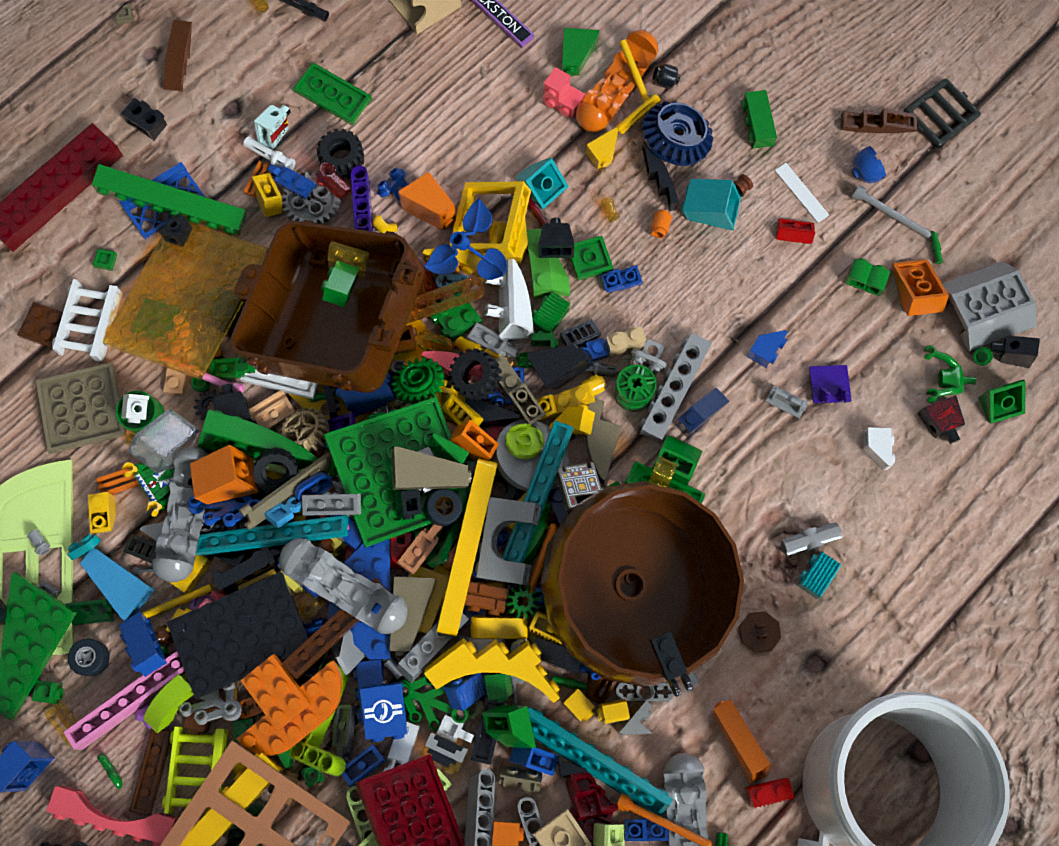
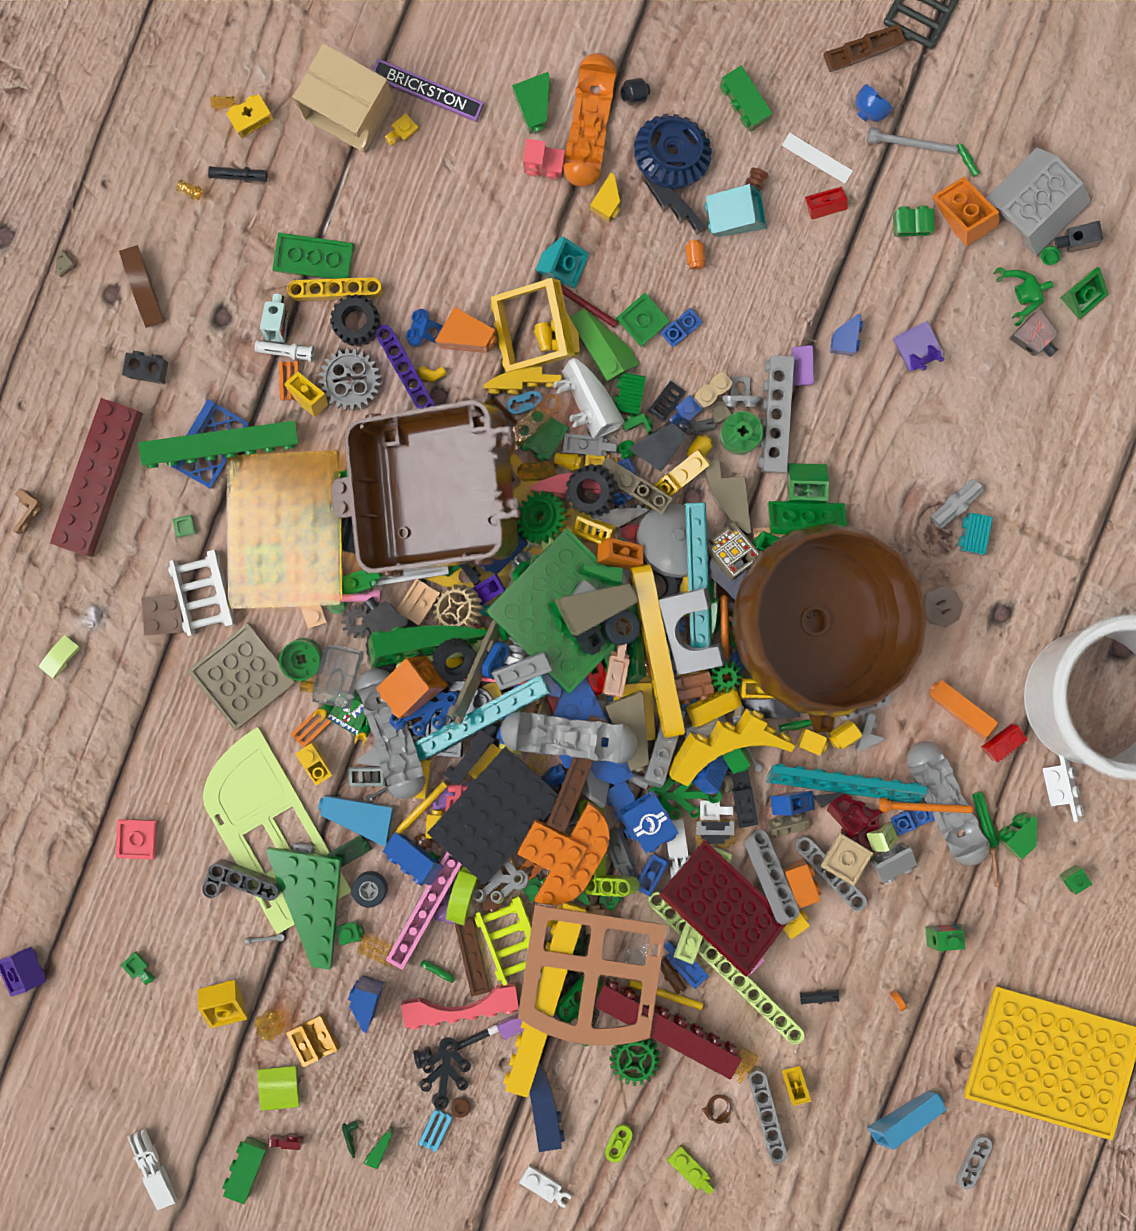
camera: 25 degrees left, 15 degrees up
(38, 542) = (272, 812): light grey pin -> none
(87, 543) = (314, 799): teal plate -> none
(129, 403) = (294, 656): white brick -> none
(176, 230) = (246, 475): black brick -> none
(282, 513) = (481, 697): dark azure plate -> none
(292, 181) = (324, 370): blue hinge -> none
(331, 117) = (326, 285): none -> yellow beam
(332, 181) = (365, 356): clear red piece -> none
(340, 283) = (433, 464): green brick -> none
(349, 256) = (427, 437): clear yellow plate -> none
(443, 257) = (507, 386): blue plant -> none
(457, 27) = (403, 129): none -> yellow plate
(510, 725) = (763, 787): green slope -> none
(524, 441) = (664, 532): lime tile -> none
(556, 240) = (605, 318): black torso -> none
(579, 417) = (700, 490): yellow slope -> none
(608, 205) = (640, 260): clear yellow pin -> none
(631, 63) = (605, 104): yellow bar -> none
(636, 115) = (625, 146): yellow axle -> none
(663, 472) = (802, 507): clear yellow brick -> none
(670, 662) = (885, 683): black hinge -> none
(701, 412) = (811, 427): dark blue slope -> none
(716, 356) = (803, 366): none -> medium lavender slope
(786, 401) = (884, 382): light grey hinge -> none
(878, 446) = (986, 389): white slope -> none

